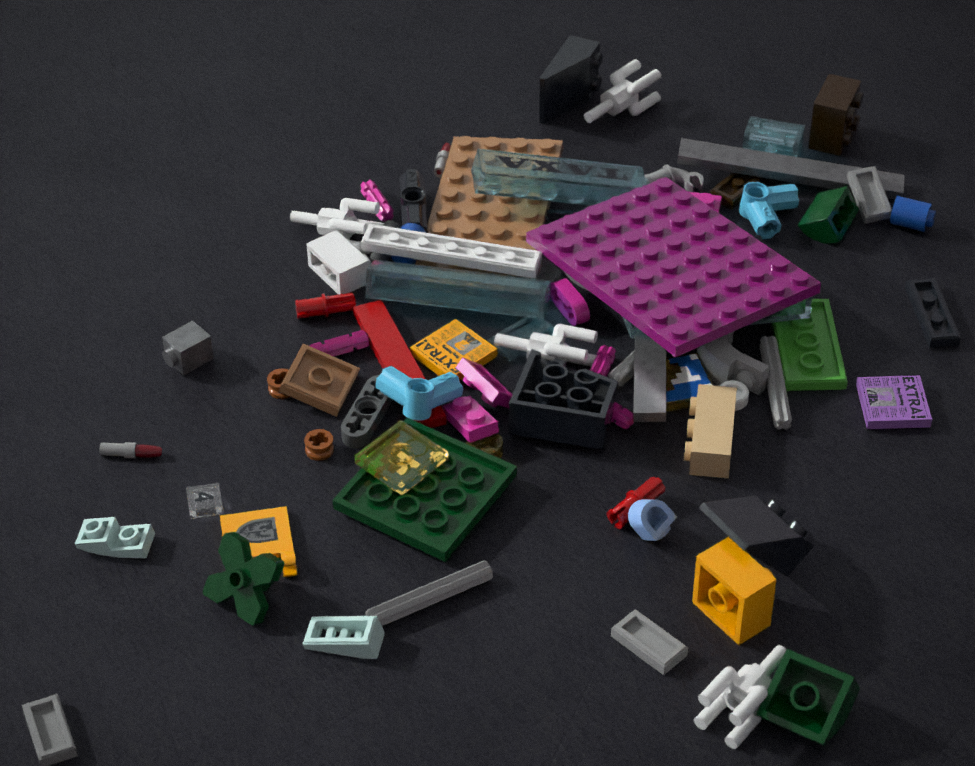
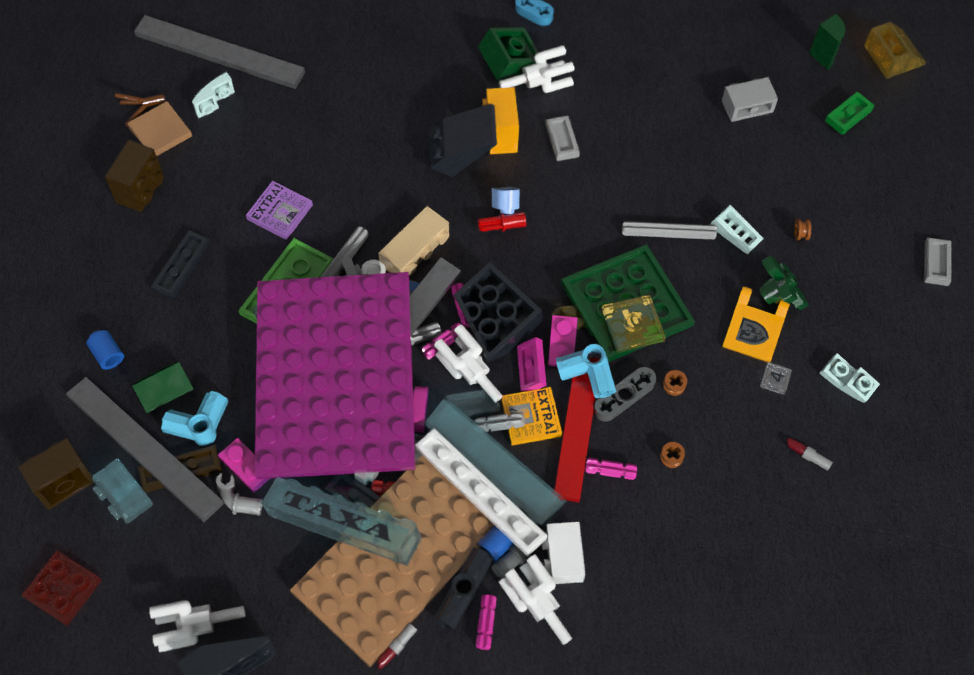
camera: 150 degrees left, 20 degrees up
(187, 348) = (729, 523): flat silver brick -> none
(255, 671) = (802, 229): none -> dark orange bush
(319, 380) = (646, 436): medium nougat tile -> none
(325, 305) = (598, 516): red axle -> none
(479, 322) = (501, 422): none -> light grey axle
(752, 82) = (61, 588): none -> clear red tile
(869, 194) = (113, 386): light grey tile -> none

